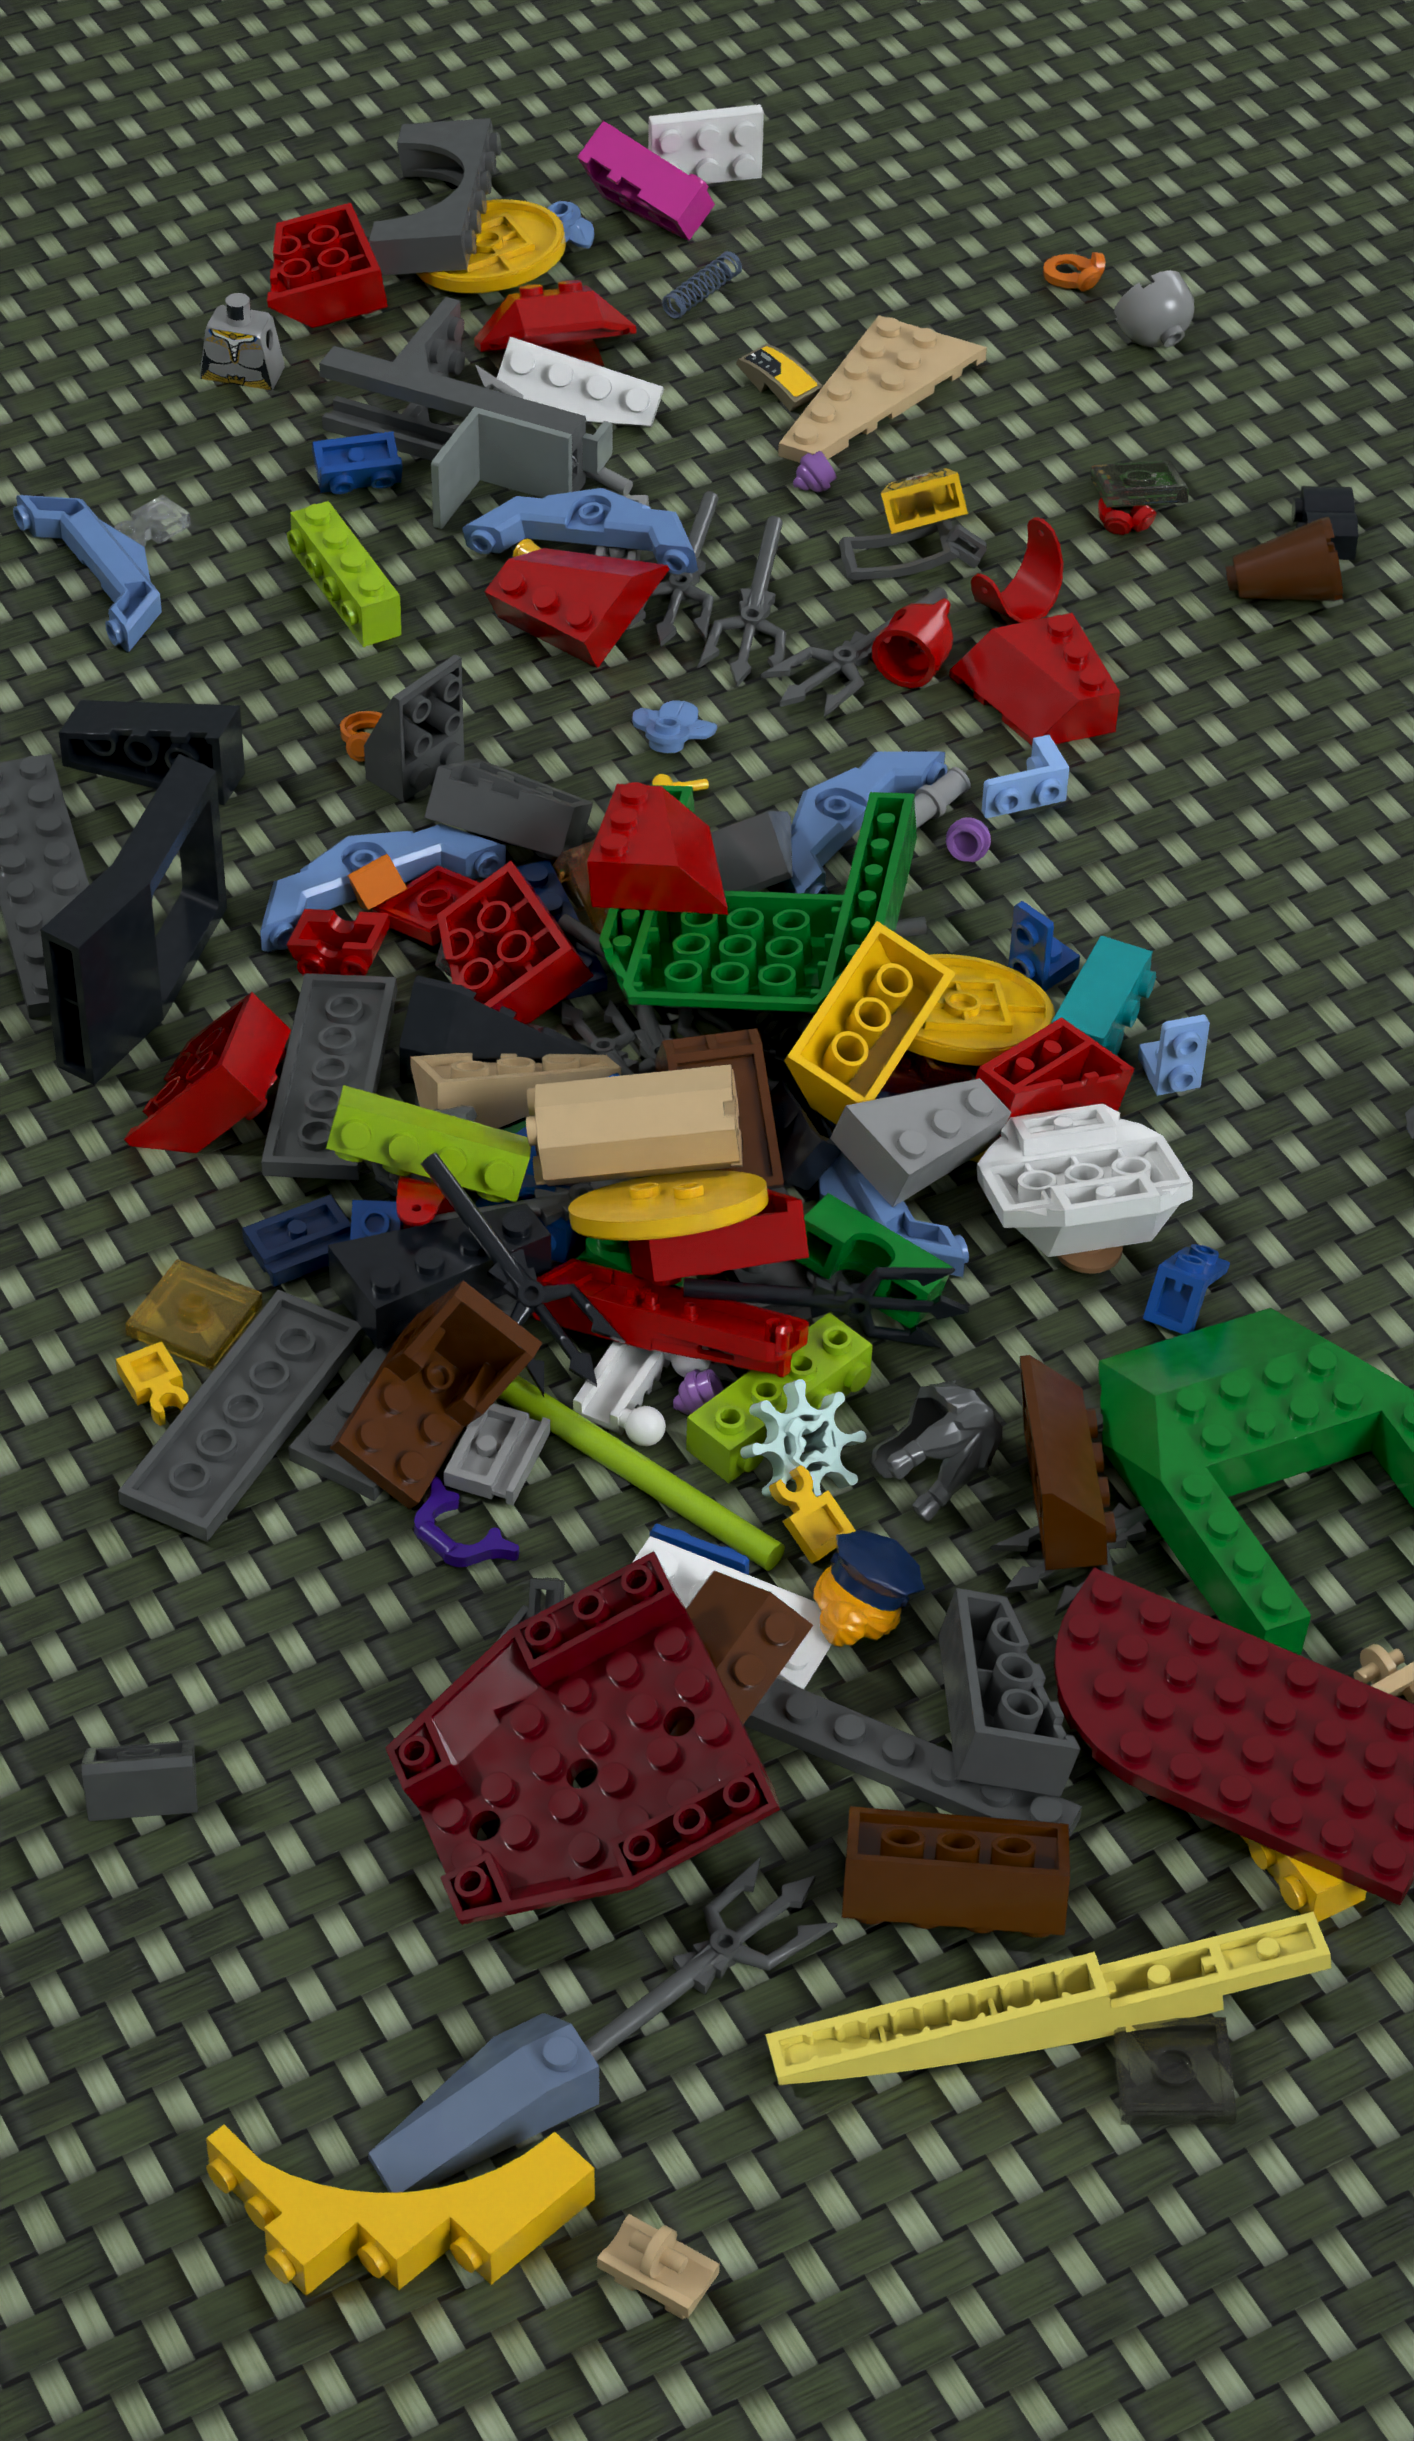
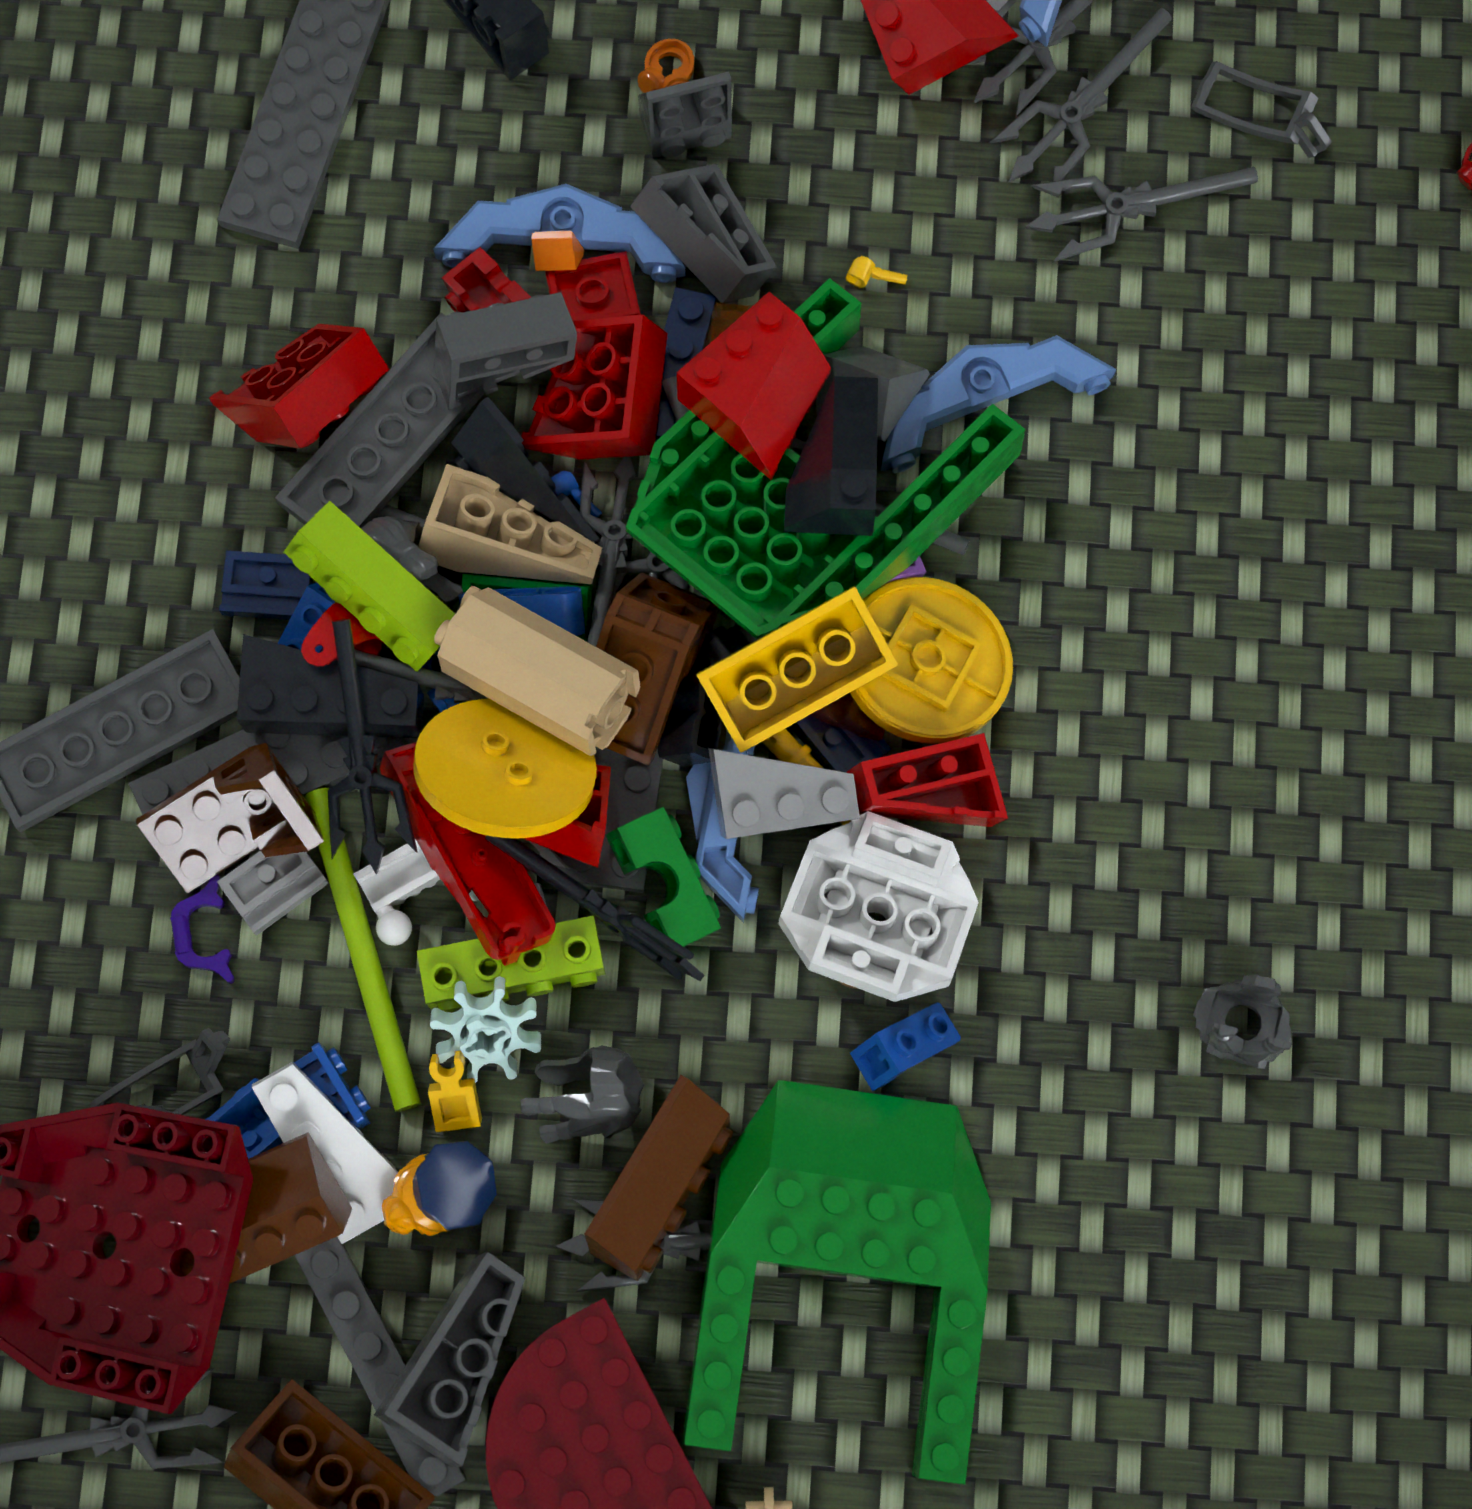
camera: 35 degrees right, 30 degrees up
(101, 951) = (251, 242): black window -> none
(153, 1377) = (73, 654): yellow plate -> none
(194, 1313) = (148, 607): clear yellow plate -> none
(390, 944) = (499, 342): none -> dark grey wedge
(672, 725) = (924, 199): medium blue plate -> none
(697, 1390) = (453, 924): medium lavender plate -> none
(786, 874) = (838, 466): none -> black wedge
(914, 644) = (1179, 230): red piece -> none
(923, 500) = (1300, 67): yellow torso -> none
(933, 799) = (1070, 412): light grey pin -> none
(968, 839) = (1071, 473): medium lavender plate -> none
(1035, 583) = (1329, 217): red piece -> none
(1037, 951) = (1037, 638): blue bracket -> none
(1039, 786) = (1173, 453): light blue bracket -> none
(1042, 680) = (1260, 331): red wedge -> none
(1109, 991) = (1050, 718): teal brick -> none
(1178, 1057) = (1063, 812): light blue bracket -> none

